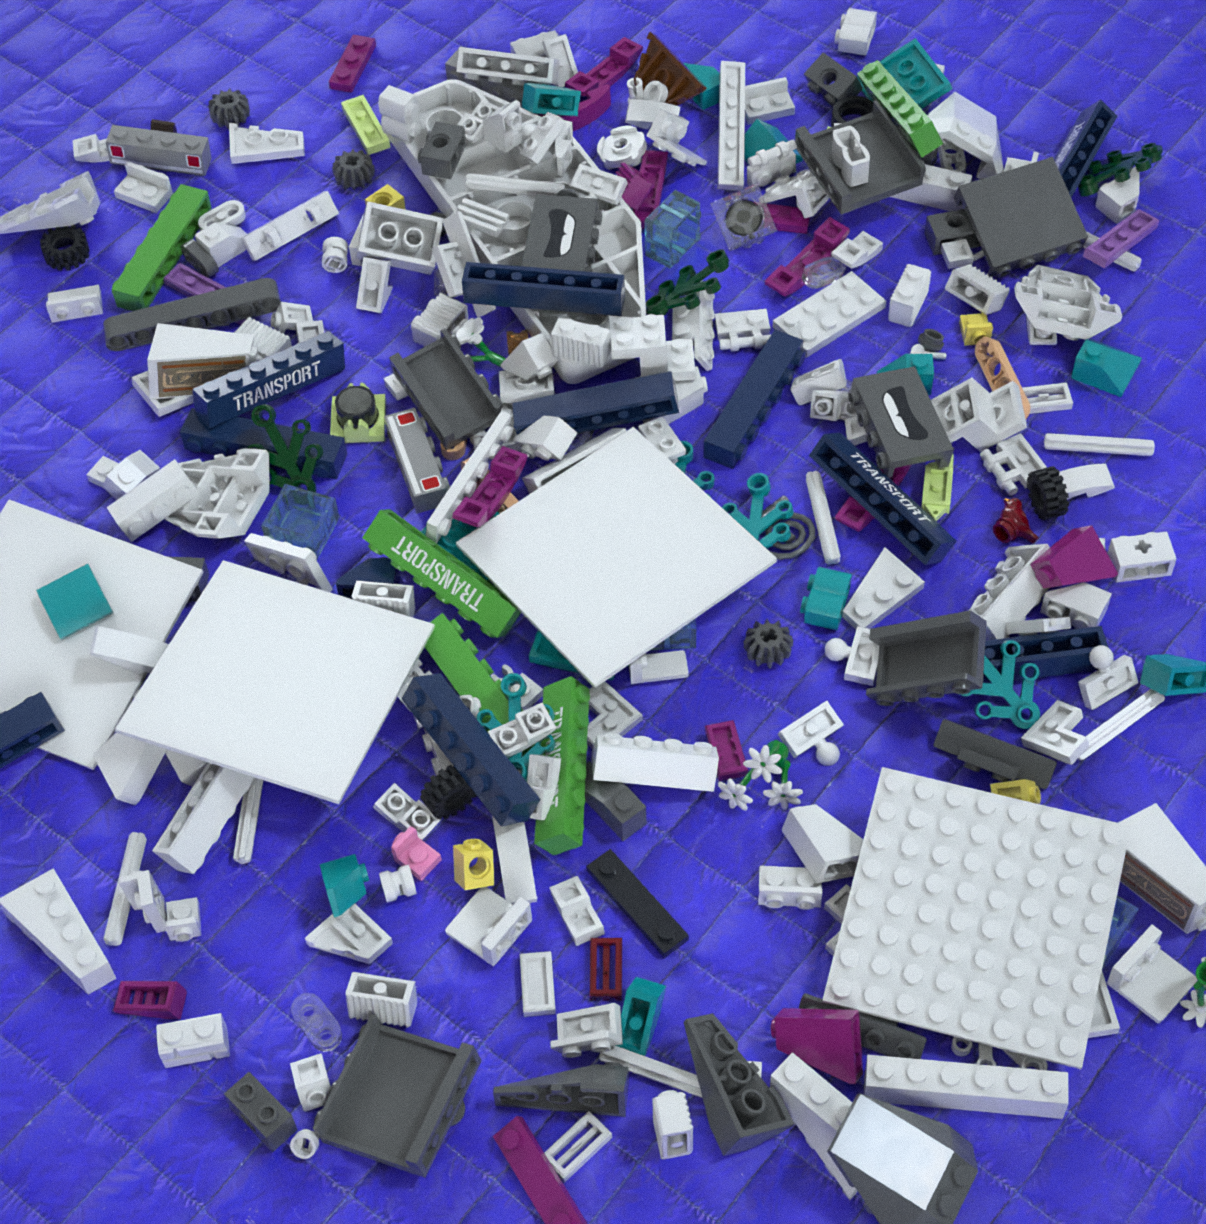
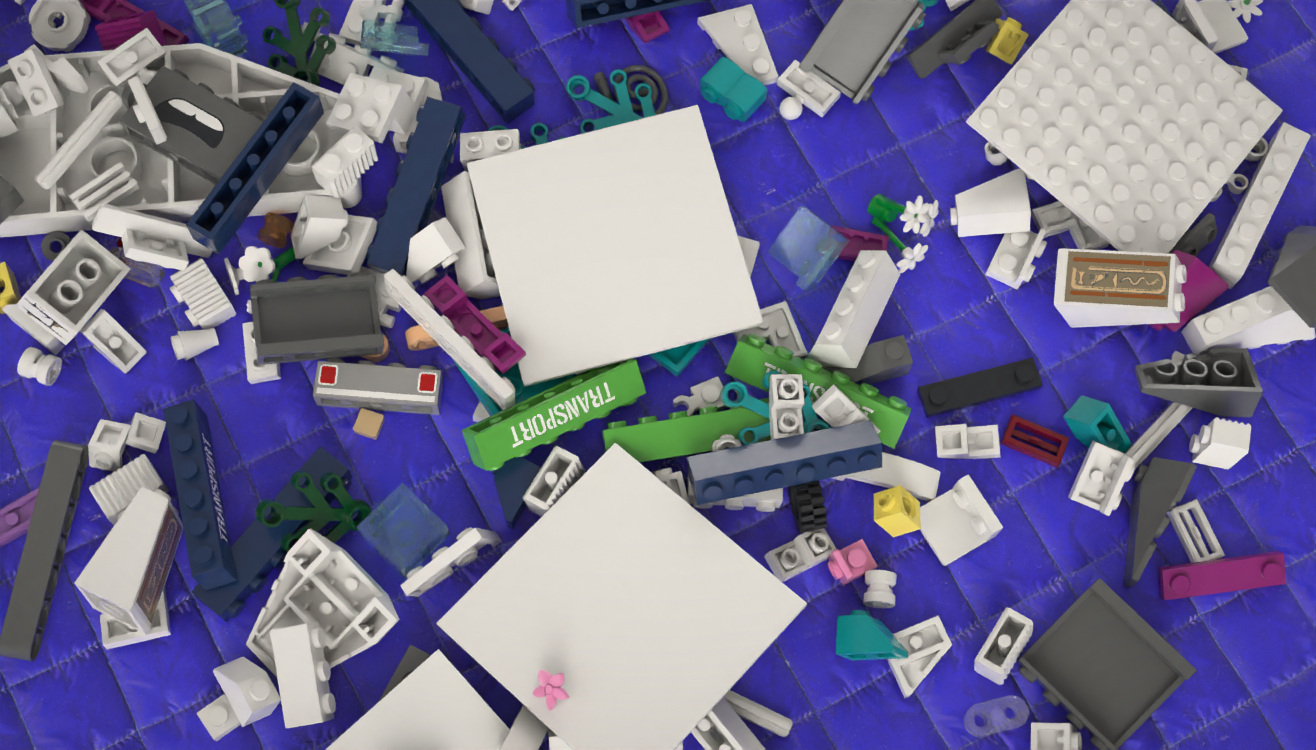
camera: 75 degrees left, 15 degrees up
(190, 644) = (550, 688): none -> bright pink plant
(356, 411) = (285, 423): piece -> none
(385, 469) = (368, 423): none -> tan piece
(397, 333) = (191, 343): none -> white cone
(537, 984) = (1027, 505): white tile -> none
(548, 200) = (145, 111): none -> white plate
(697, 710) = (808, 247): none -> clear light blue bracket
(726, 342) = (392, 38): none -> clear light blue bracket
(768, 643) = (757, 169): dark grey gear -> none
(784, 964) = (1118, 287): none -> slope
(812, 731) = (869, 168): white plate -> none
(823, 518) = (636, 53): white axle -> none

